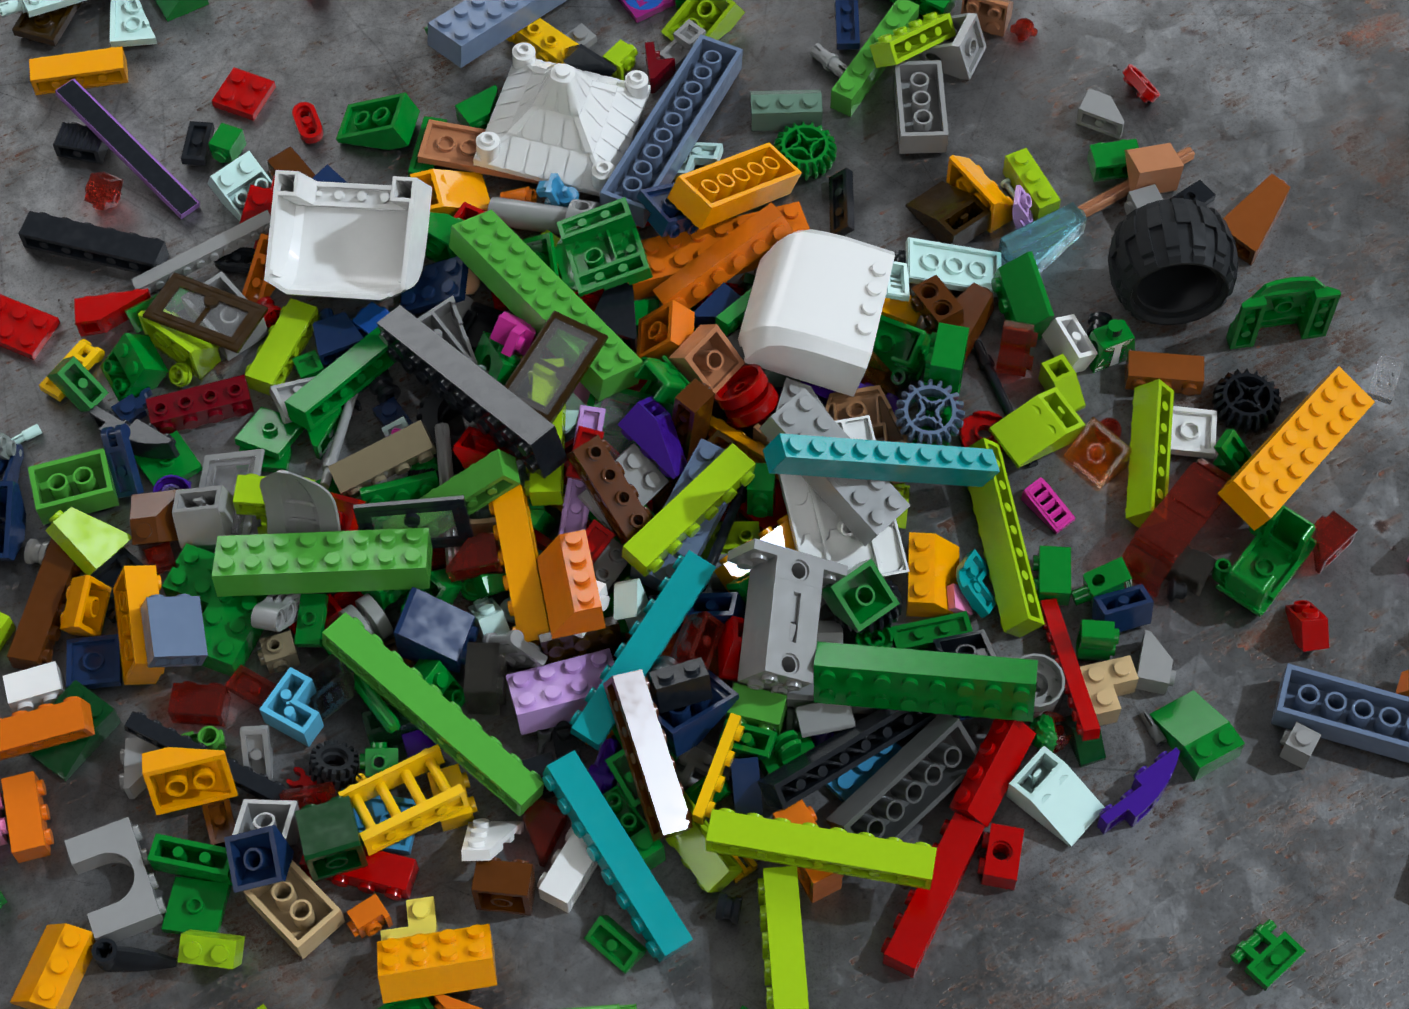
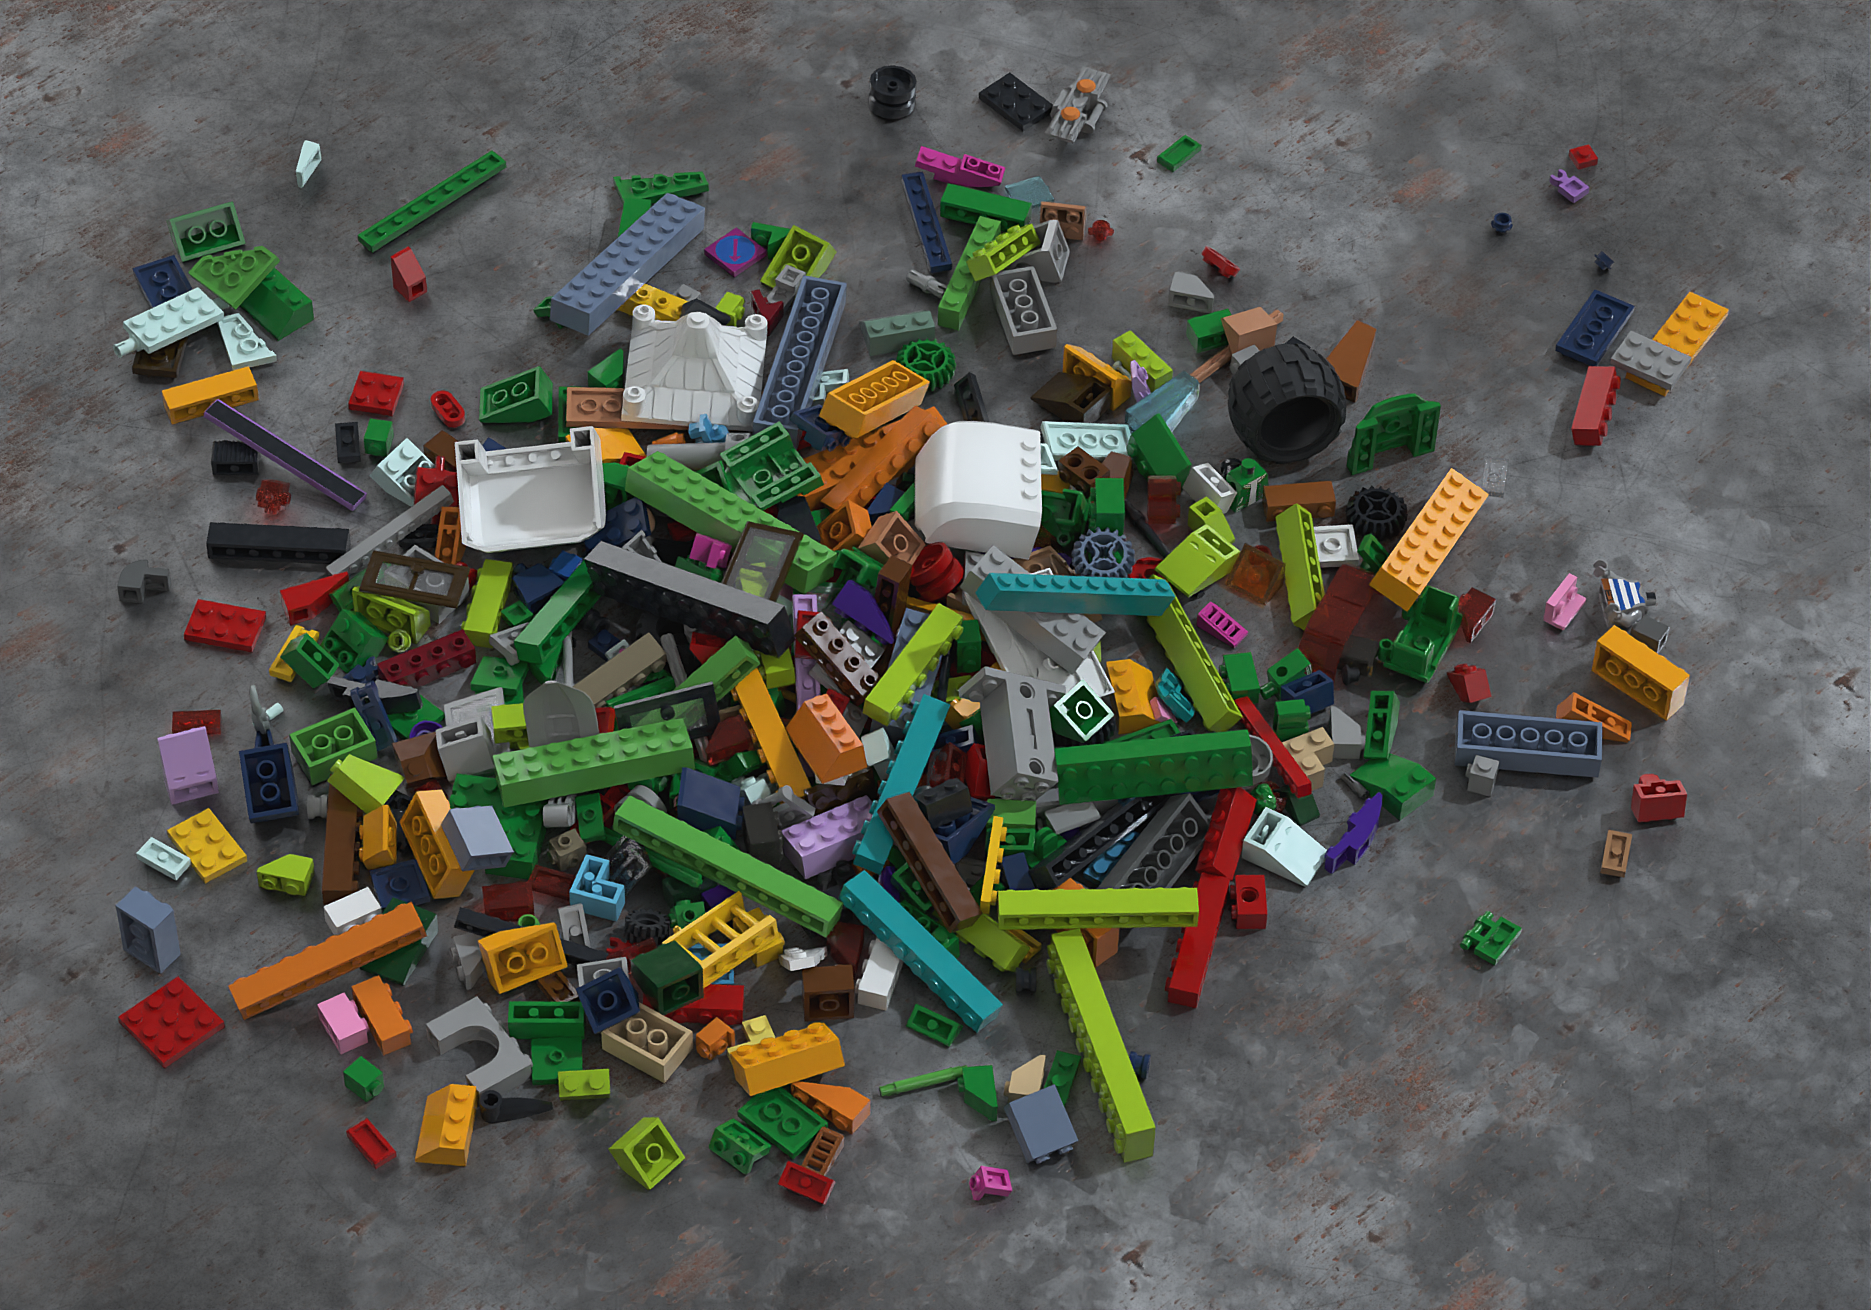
camera: 15 degrees left, 10 degrees down
(1197, 662) = (1381, 724): none -> green slope

